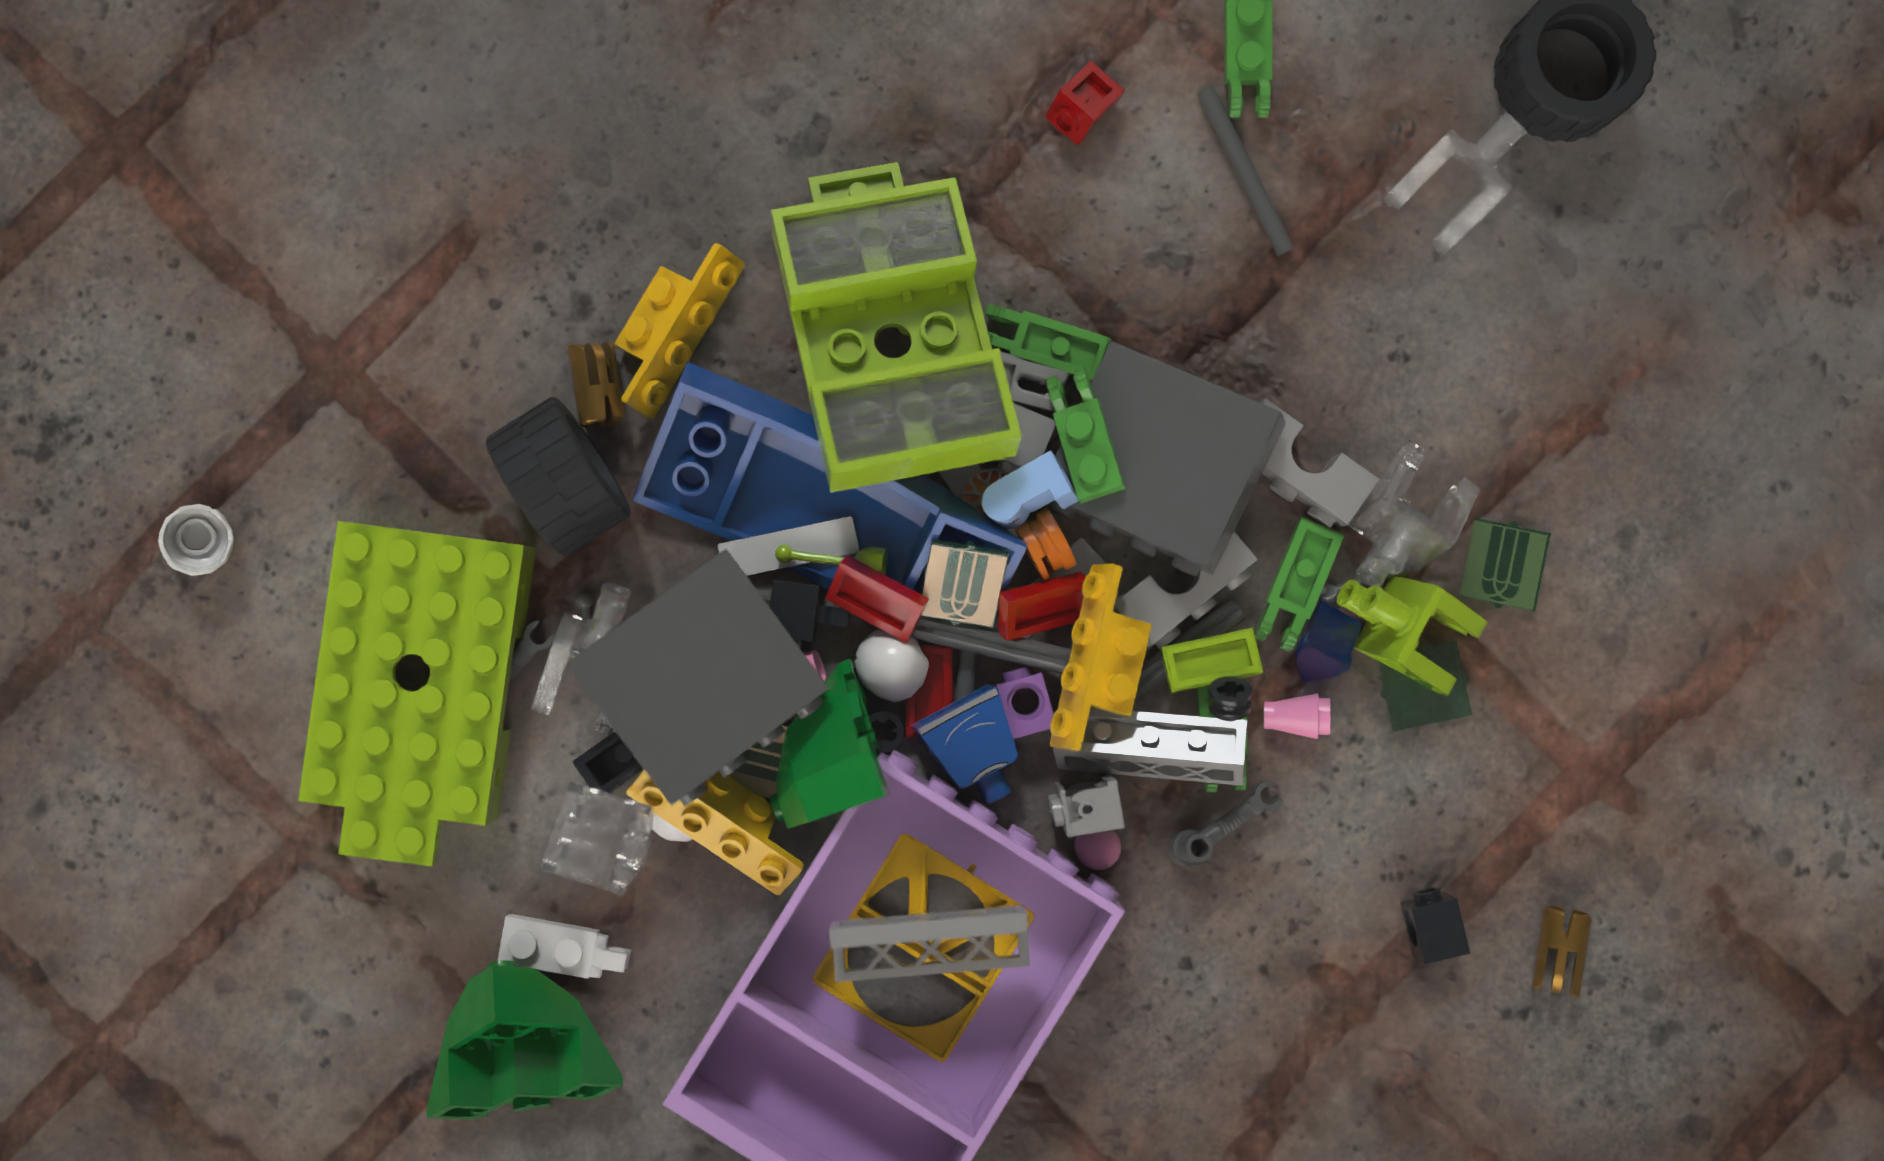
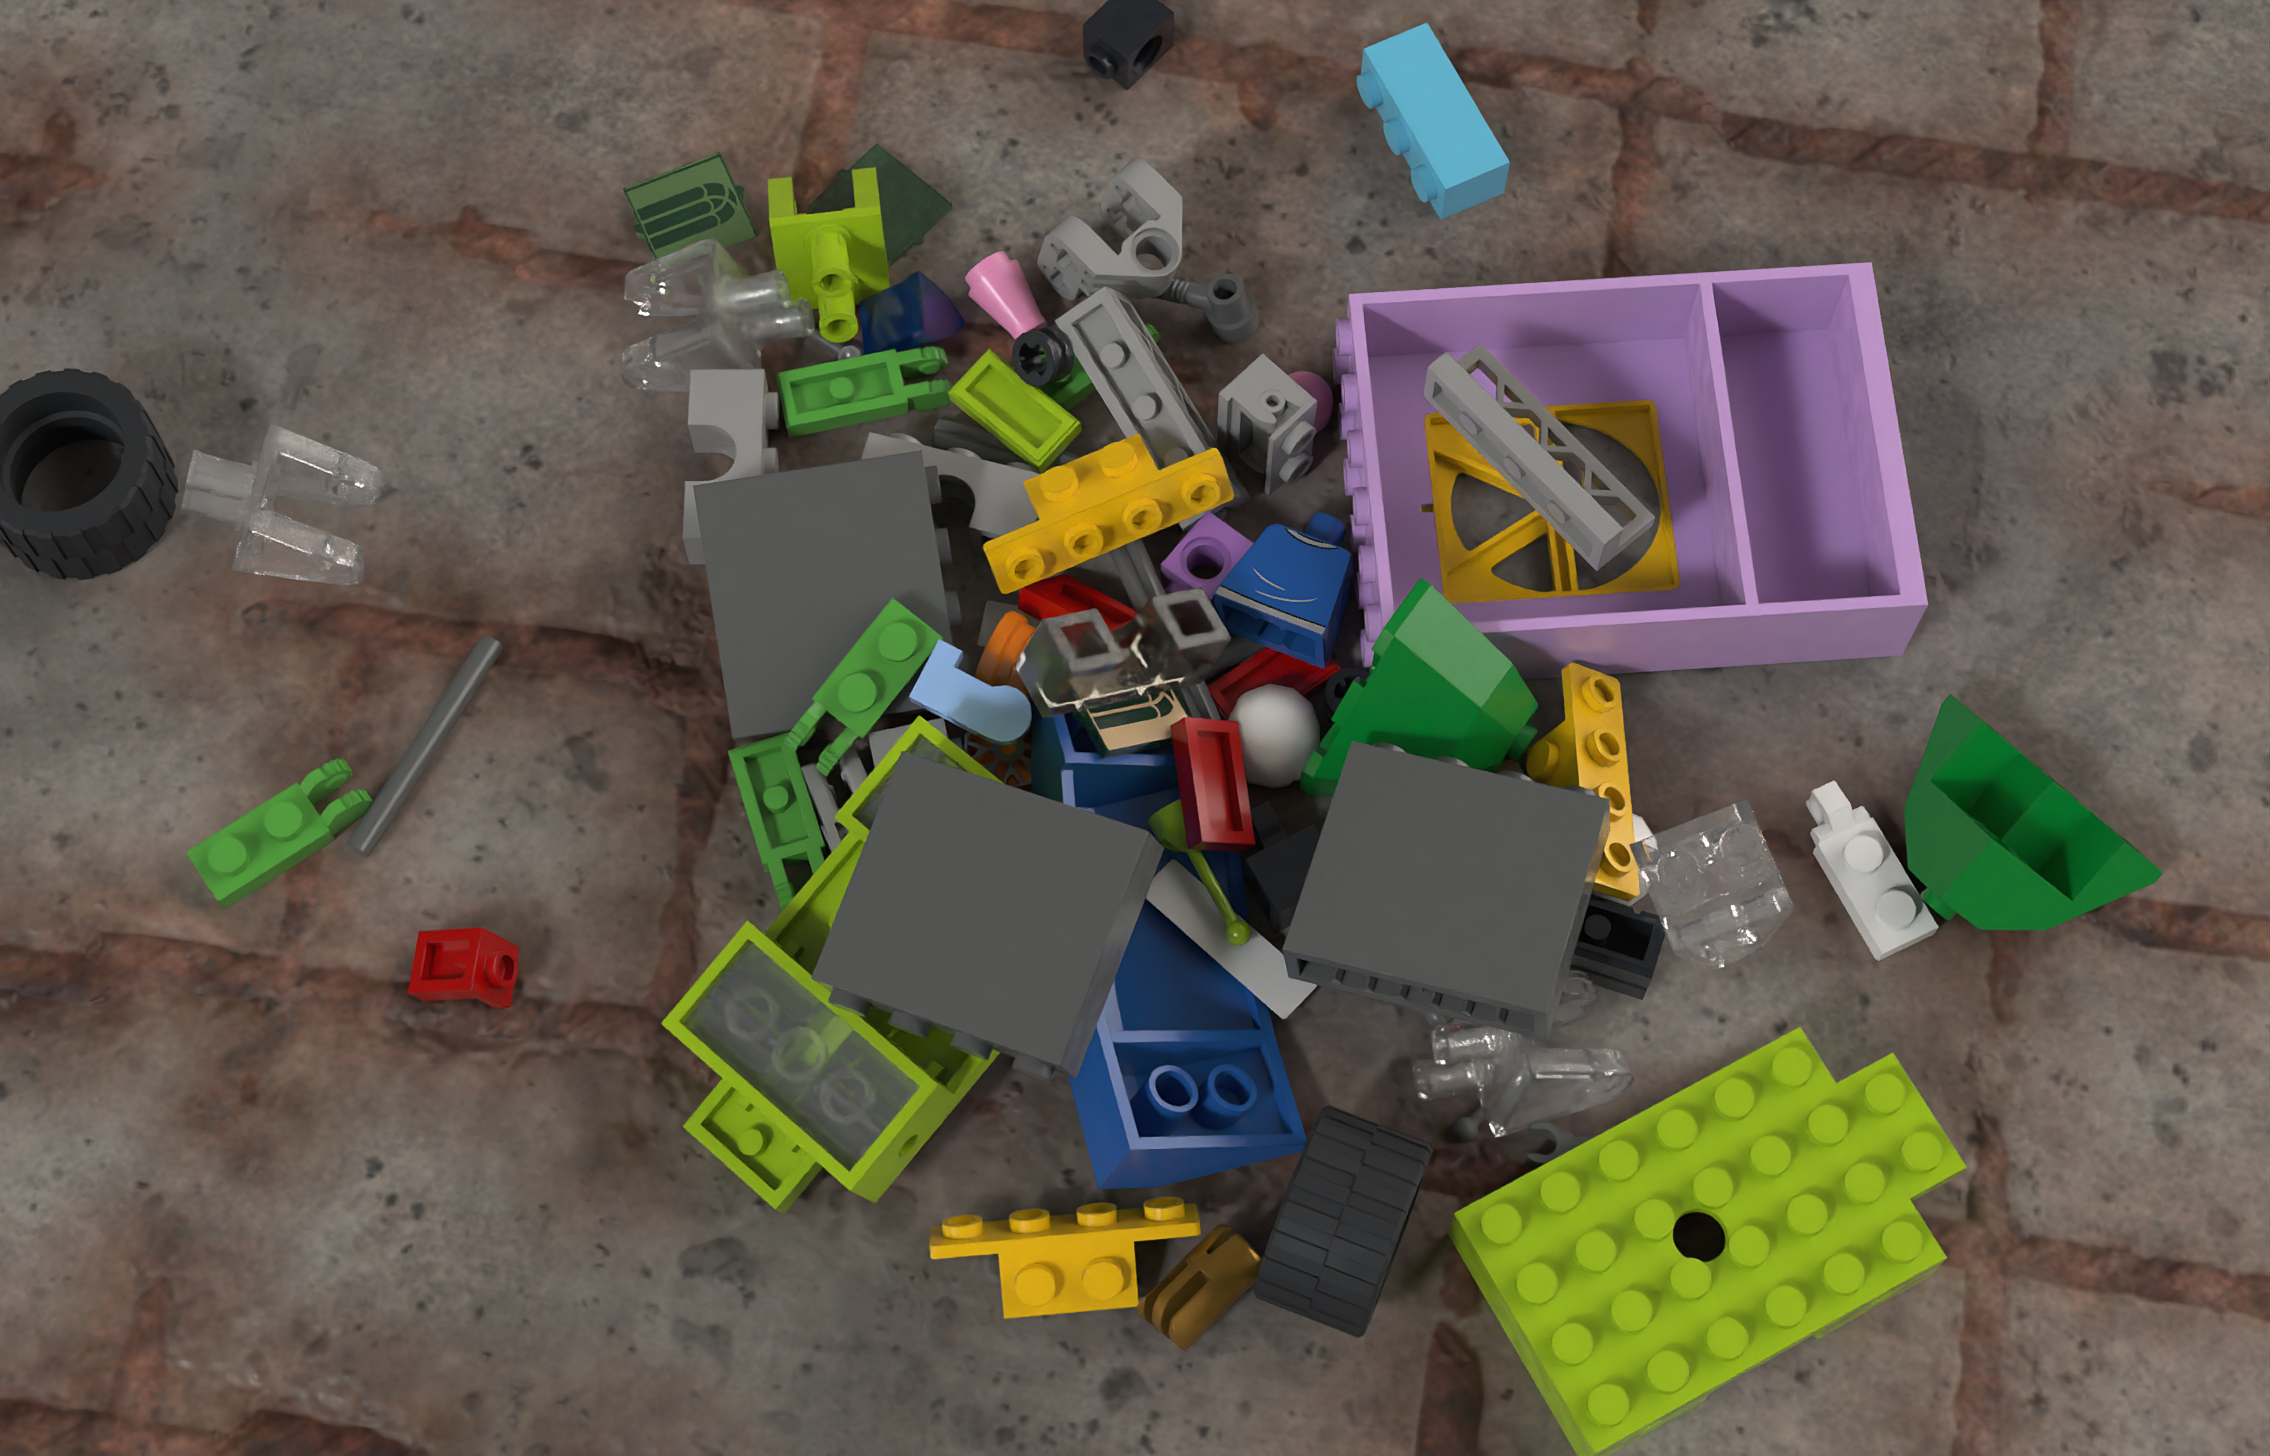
camera: 125 degrees left, 20 degrees down
(857, 381) = (987, 916): none -> dark grey brick
(981, 593) = (1083, 665): none -> clear smoke arch
(1233, 1074) = (1432, 121): none -> medium azure brick
(1293, 839) = (1145, 214): none -> light grey piece

